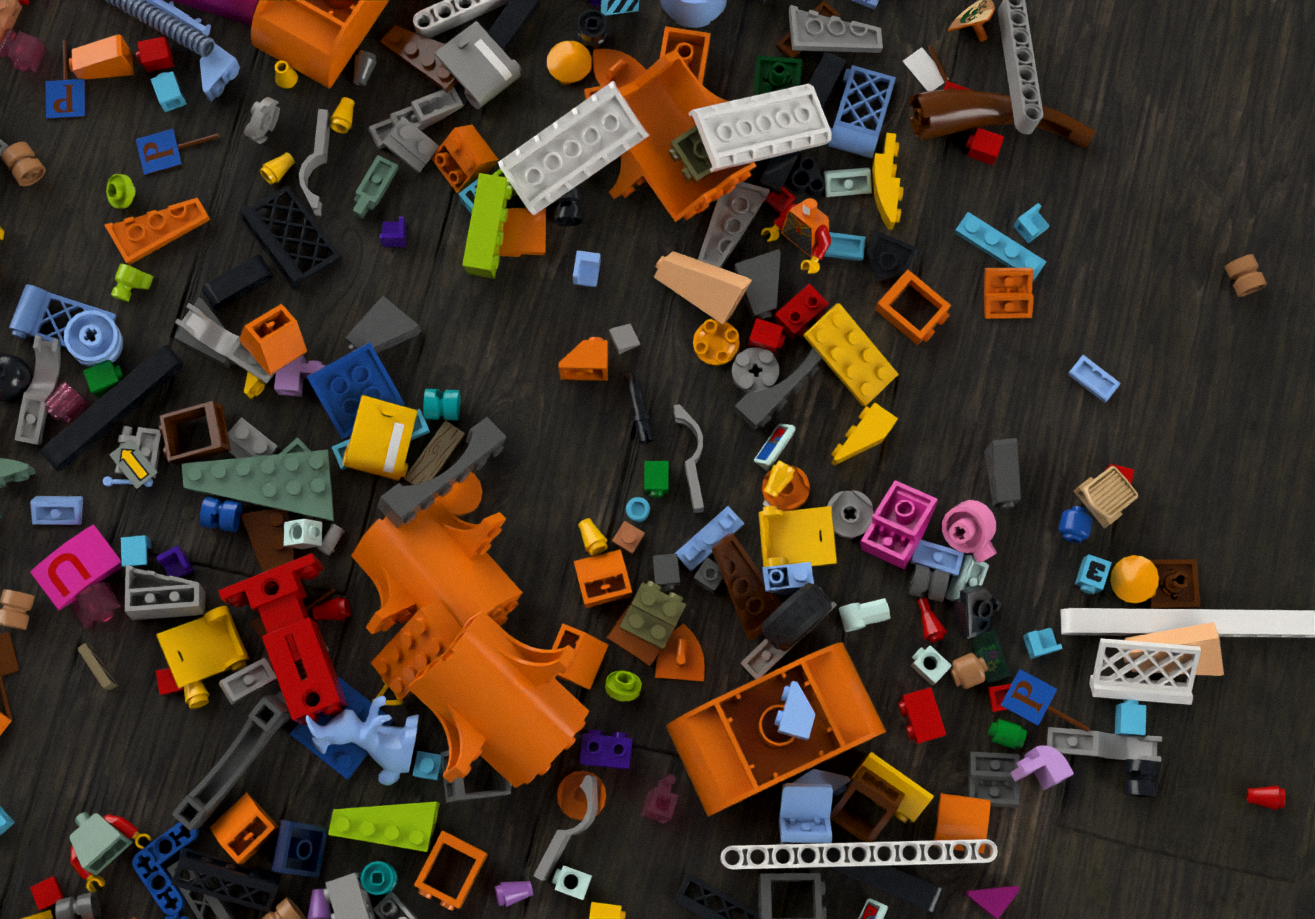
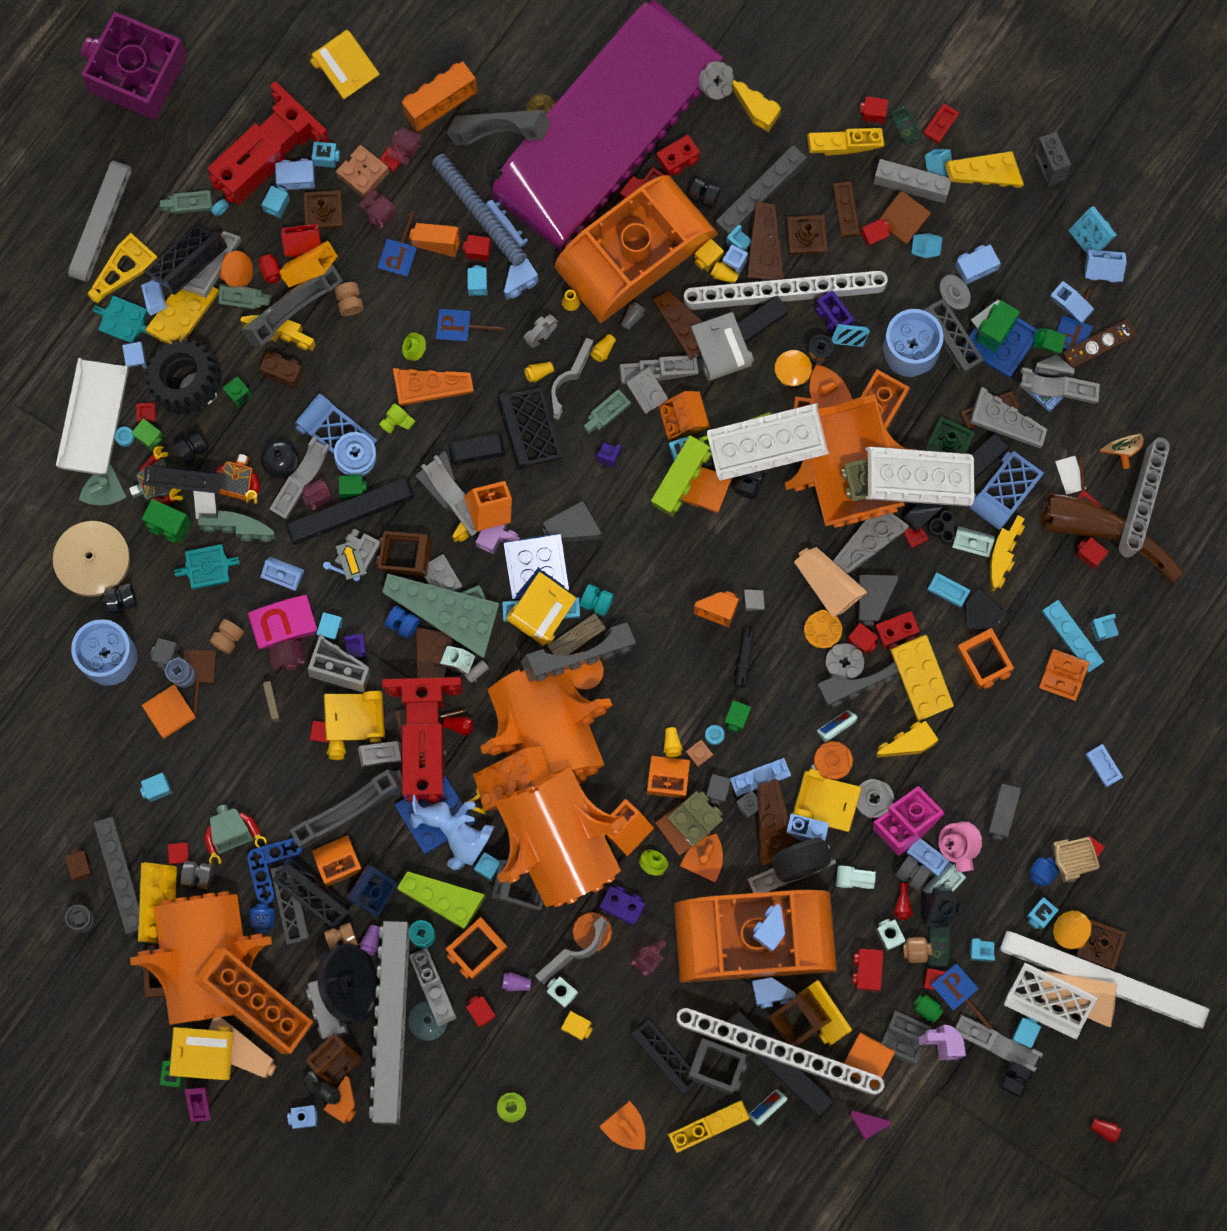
camera: 25 degrees right, 0 degrees up
(586, 268) = (745, 536): light blue panel -> none
(684, 418) = (775, 678): light grey piece -> none
(779, 477) = (830, 751): yellow cone -> none
(805, 813) = (752, 1006): light blue bracket -> none
(806, 229) = (925, 568): torso -> none

